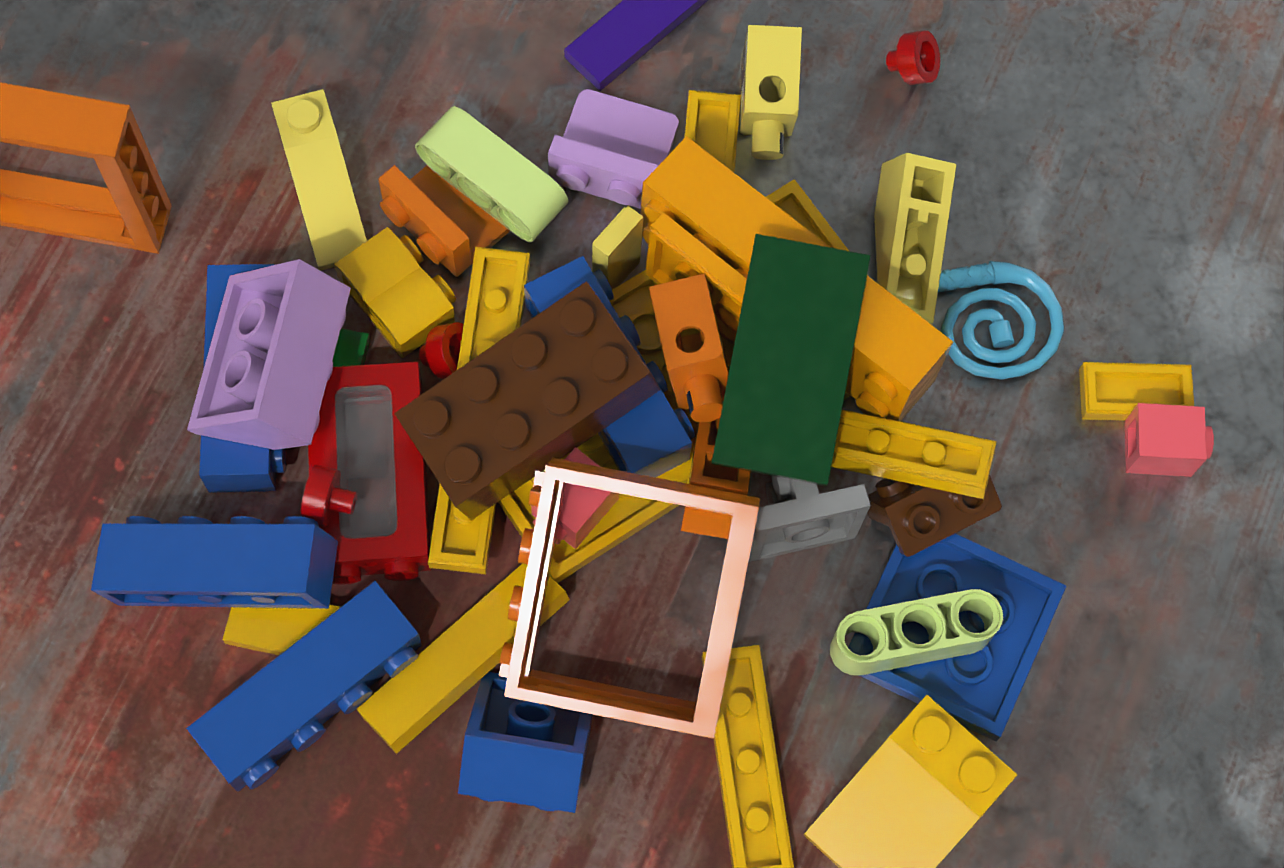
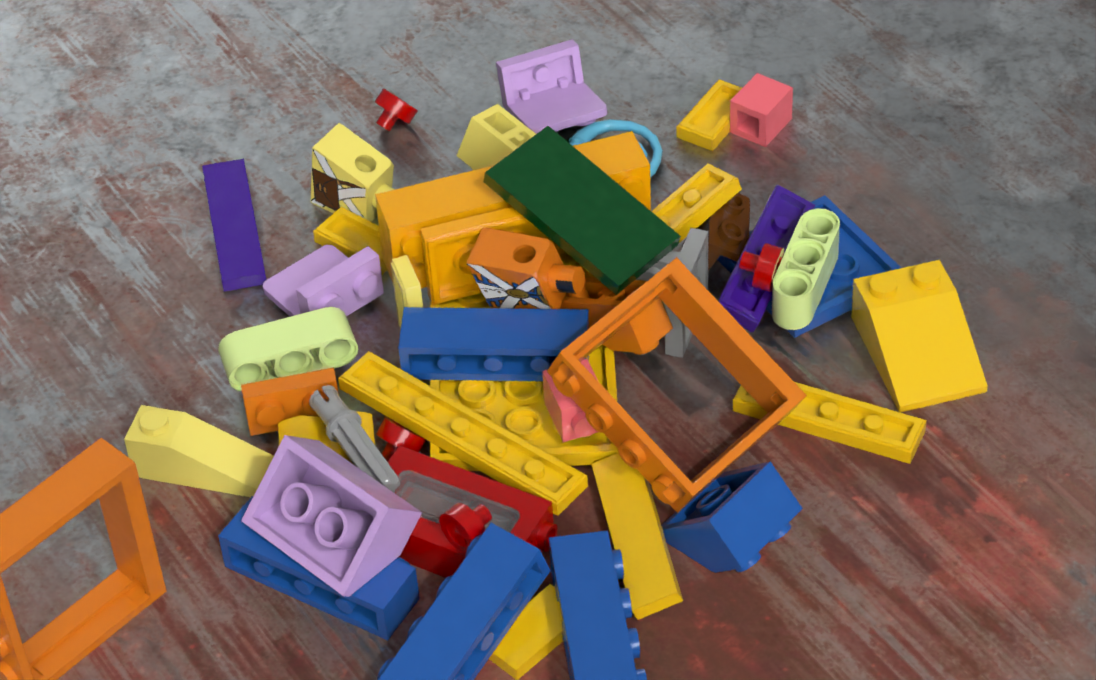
camera: 50 degrees left, 25 degrees down
(384, 318) = (346, 429): none -> light grey axle
(527, 401) = (492, 371): reddish brown brick -> none
(868, 590) = (763, 265): none -> red tile
(896, 576) = (775, 228): none -> dark purple tile
(1035, 203) = (548, 88): none -> lavender bracket

